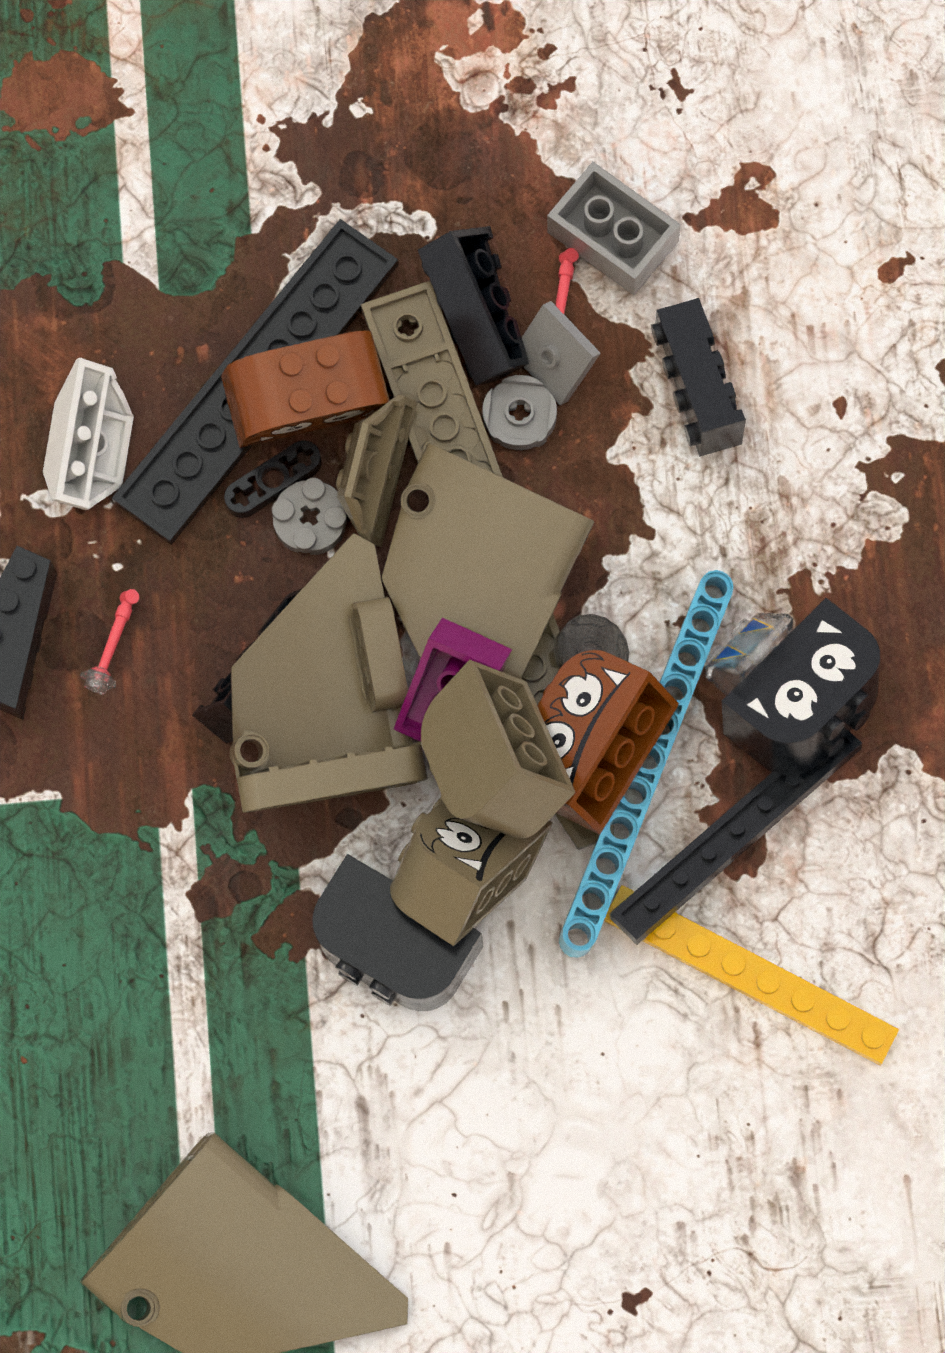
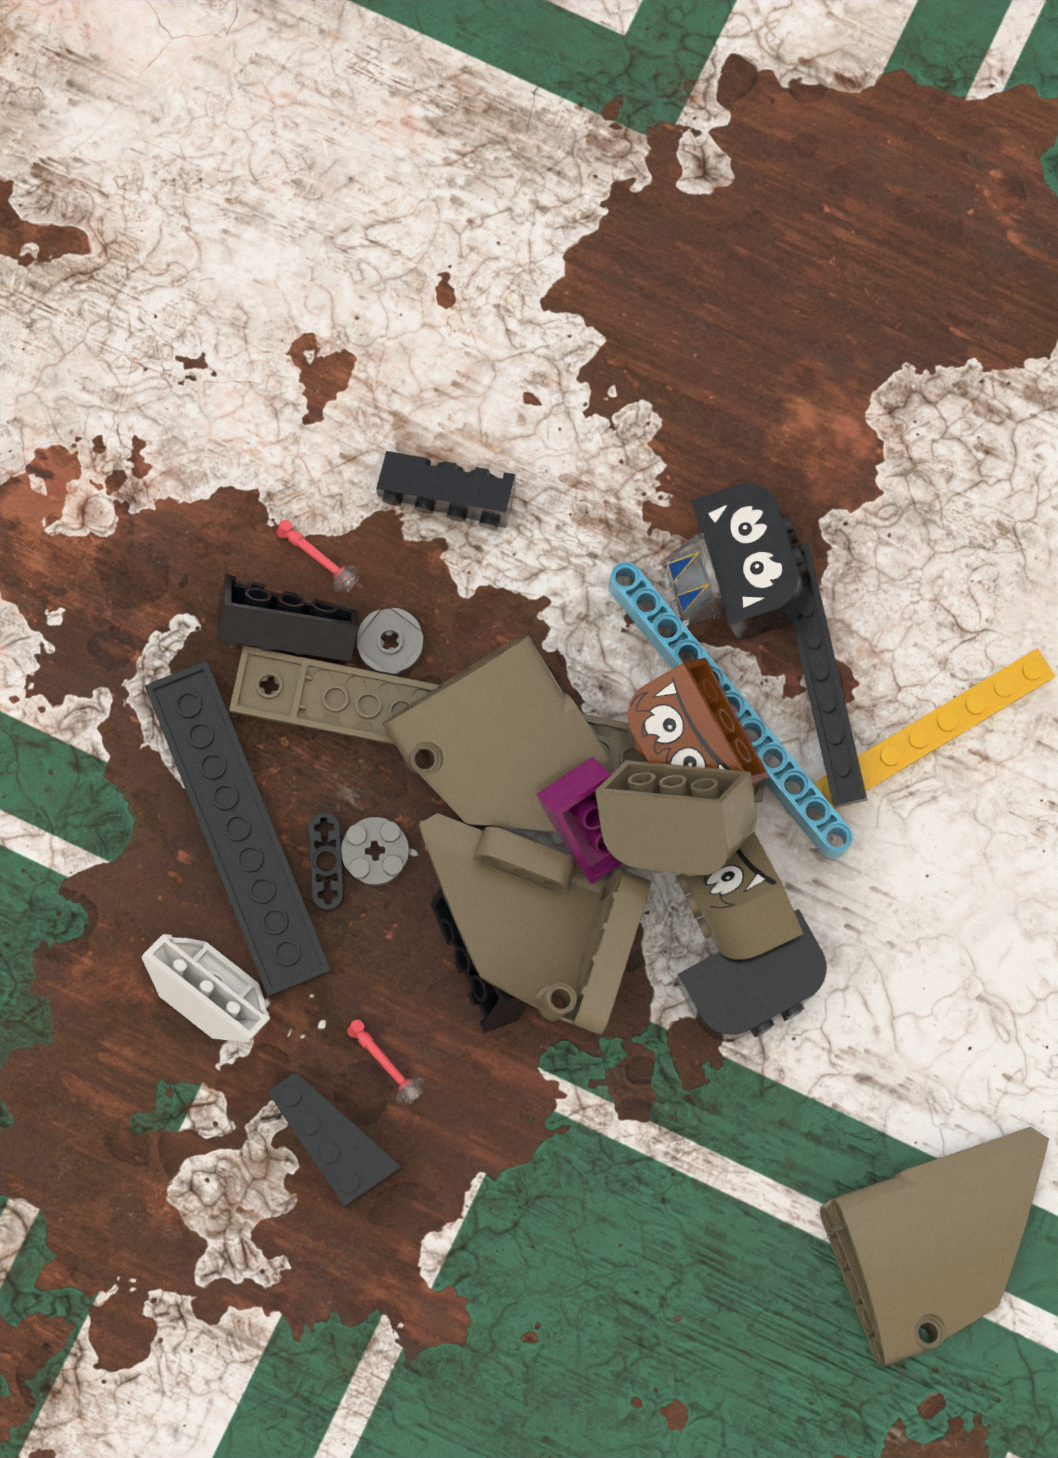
camera: 65 degrees left, 5 degrees up
(304, 387) = (279, 793): dark orange brick -> none
(374, 466) = (370, 779): dark tan wedge -> none
(557, 352) = (364, 583): light grey plate -> none
(589, 633) = (609, 697): clear smoke tile -> none
(613, 228) = (287, 480): light grey brick -> none

